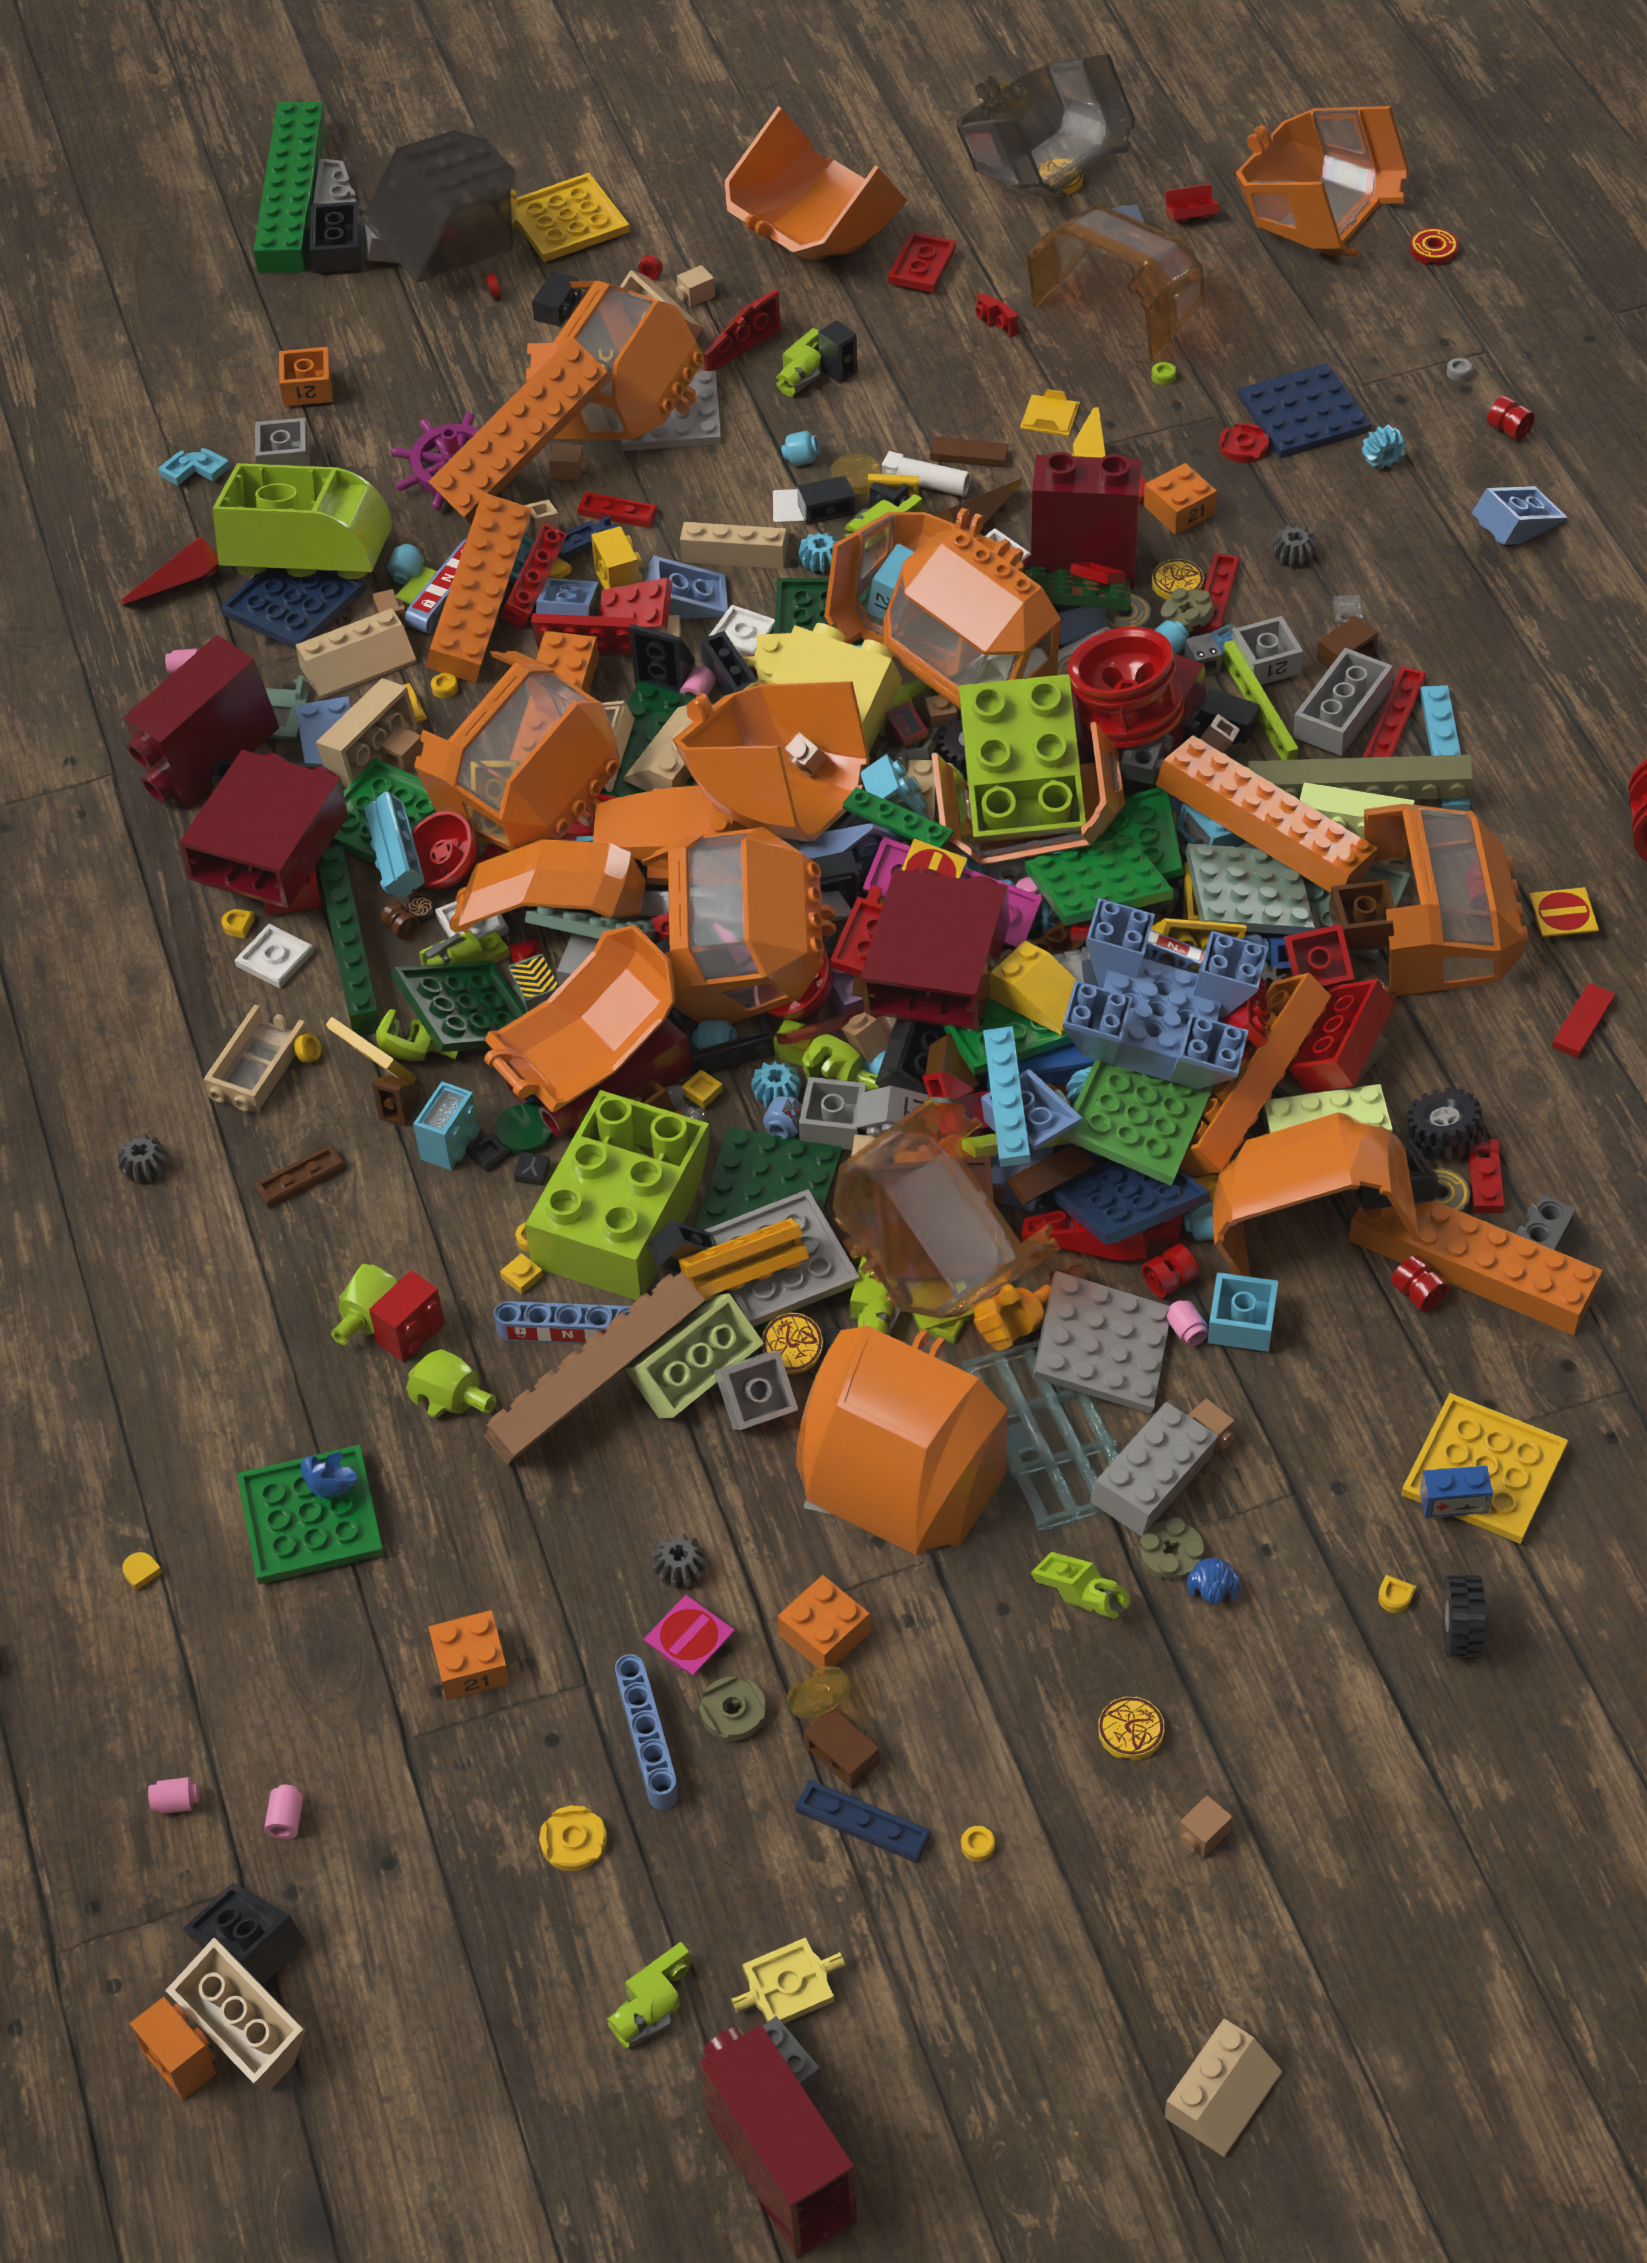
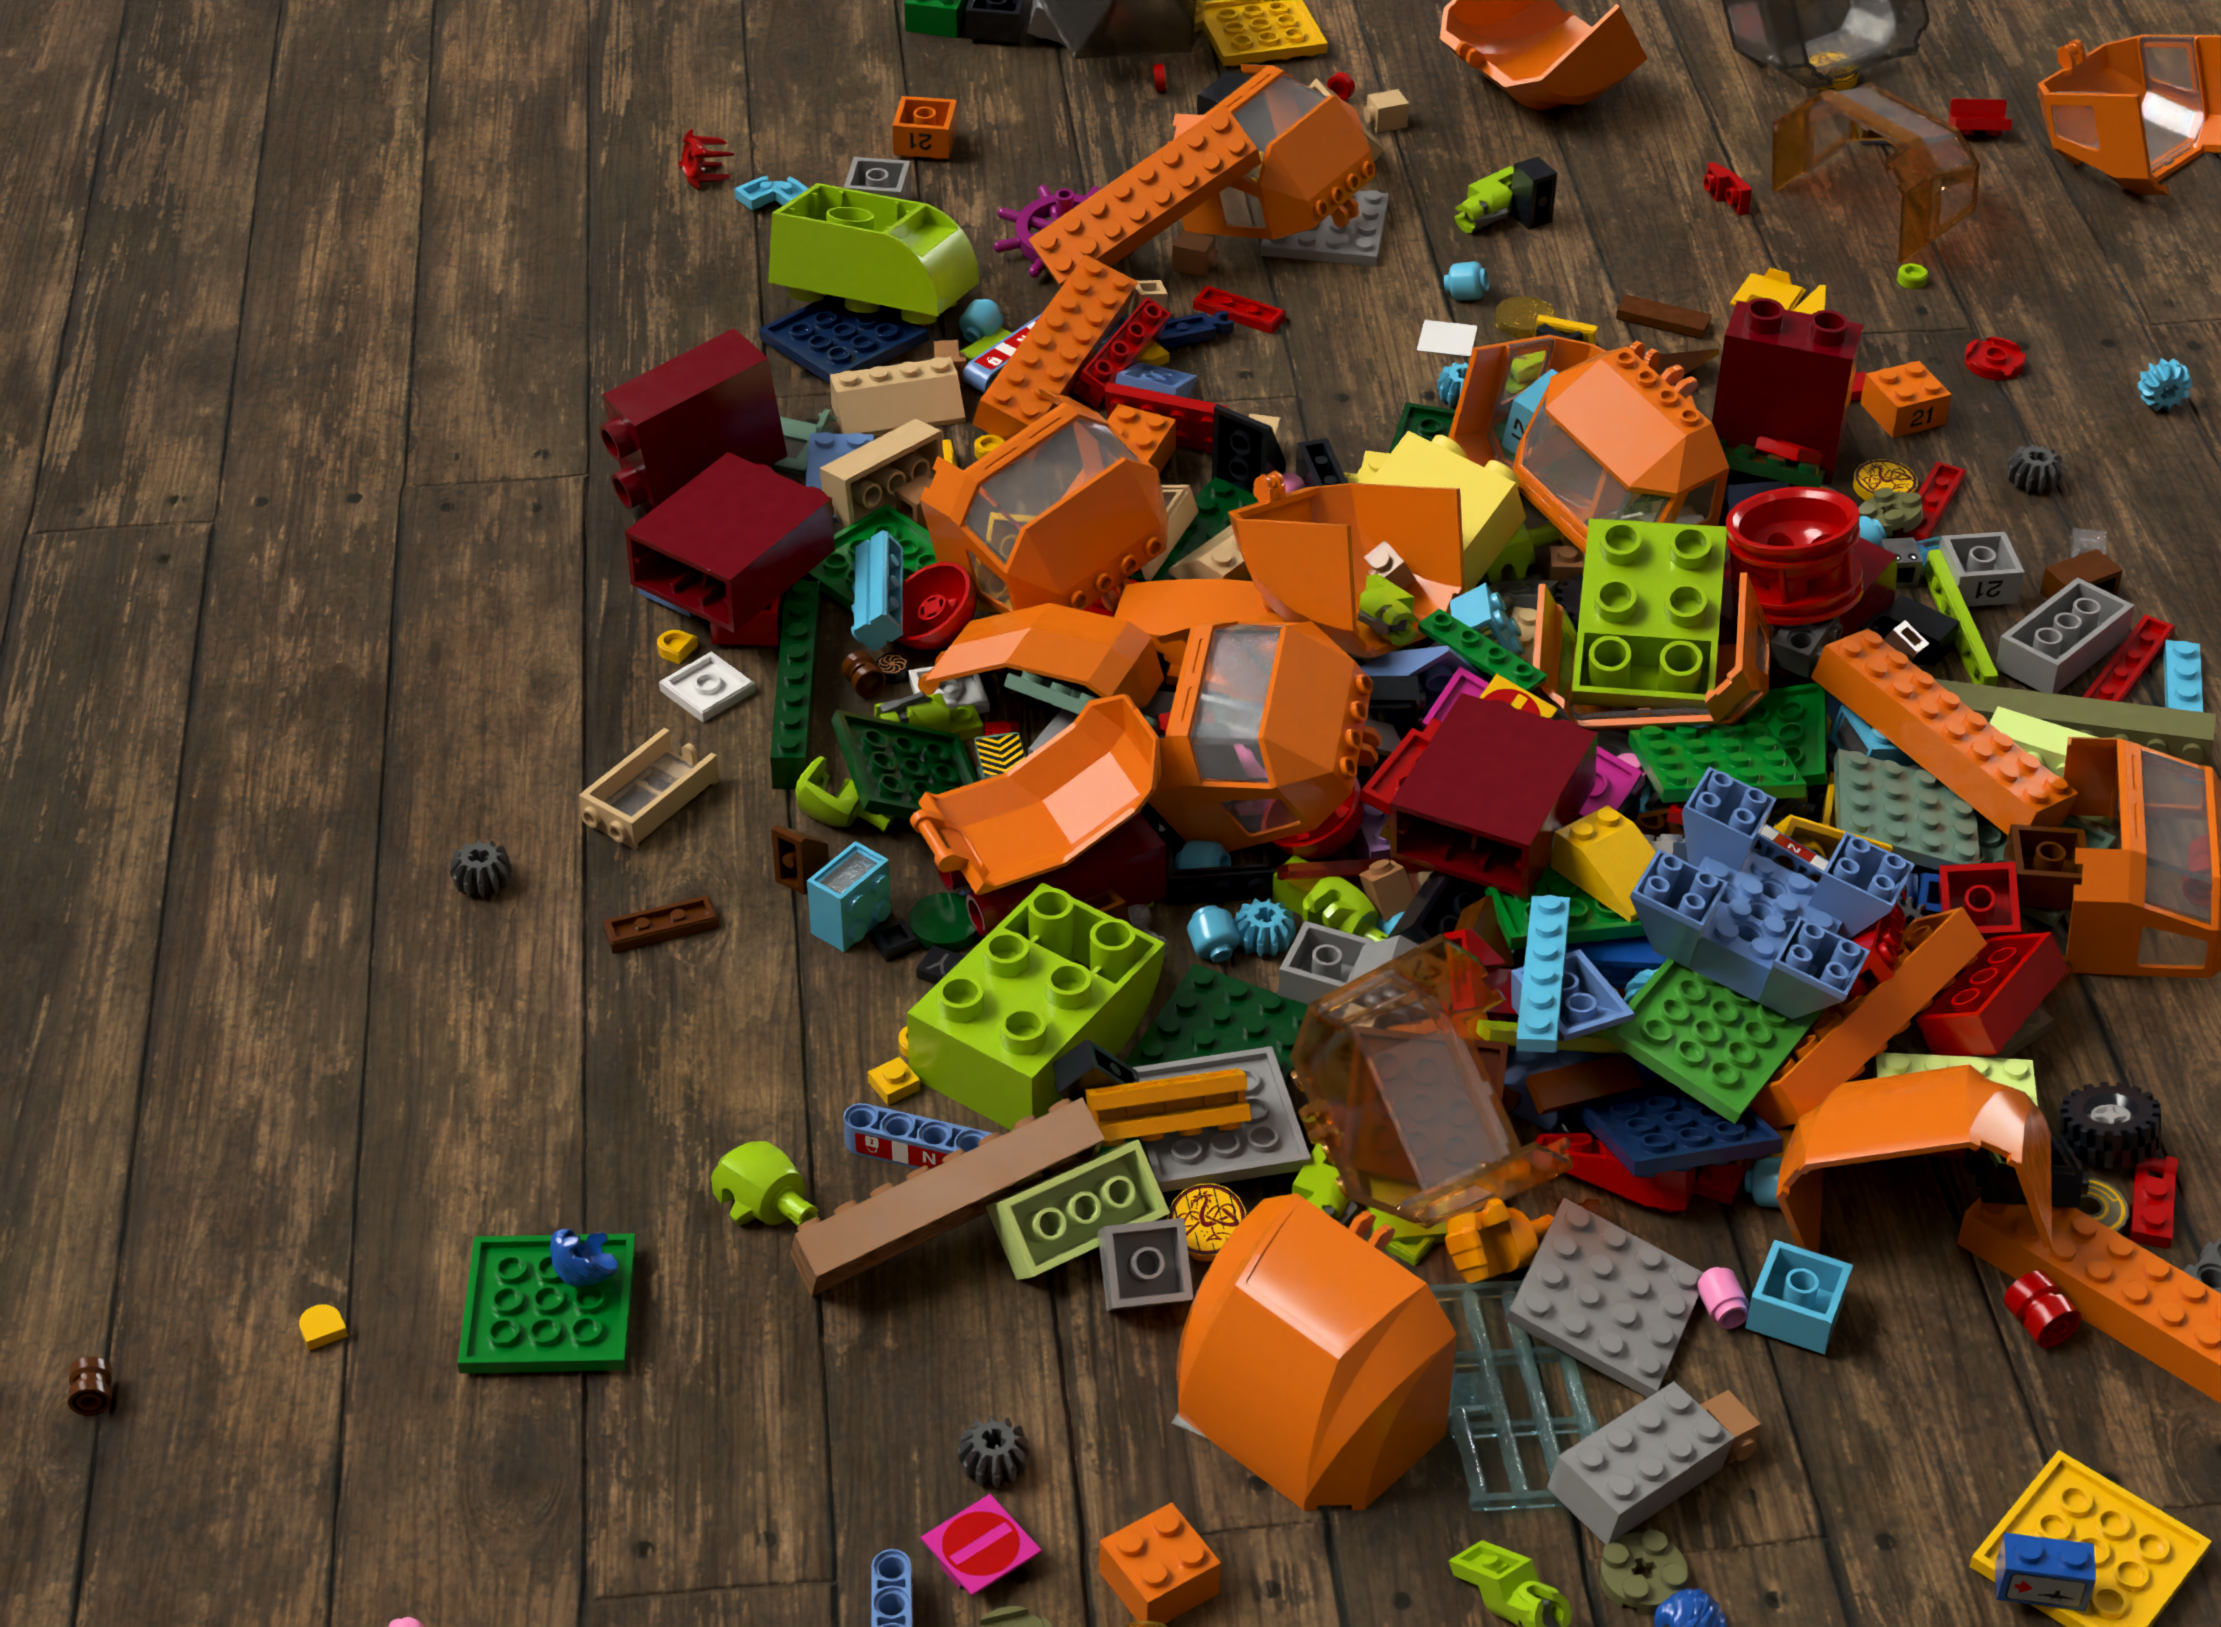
camera: 10 degrees right, 10 degrees down
(115, 445) = (693, 159): none -> red piece
(173, 1795) = (267, 1602): bright pink brick -> none
(188, 564) = (728, 285): red wedge -> none
(307, 1048) = (713, 787): yellow tile -> none
(361, 1293) = (690, 1070): lime piece -> none
(369, 1050) = (782, 798): yellow tile -> none
(407, 1316) = (737, 1096): red brick -> none
(469, 1655) = (692, 1510): orange brick -> none
(615, 559) = (1222, 358): yellow brick -> none
(644, 600) = (1242, 392): red plate -> none
(694, 589) = (1293, 395): medium blue slope -> none
(702, 1088) = (1171, 916): yellow plate -> none
(734, 545) = (1364, 362): tan slope -> none
(737, 1098) = (1213, 933): none -> medium azure head
(743, 627) = (1351, 443): white tile -> none
(746, 330) = (1437, 158): red wedge -> none
(783, 1117) = (1261, 963): medium blue head -> none
(814, 795) = (1387, 610): none -> lime plate
(826, 500) = (1480, 329): black brick -> none
(904, 725) = (1517, 567): dark red slope -> none
(922, 262) = (1652, 127): red plate -> none
(930, 475) = (1611, 330): white piece -> none
(1168, 1272) = (1715, 1230): red wheel -> none
(1304, 410) = (2074, 337): dark blue plate -> none

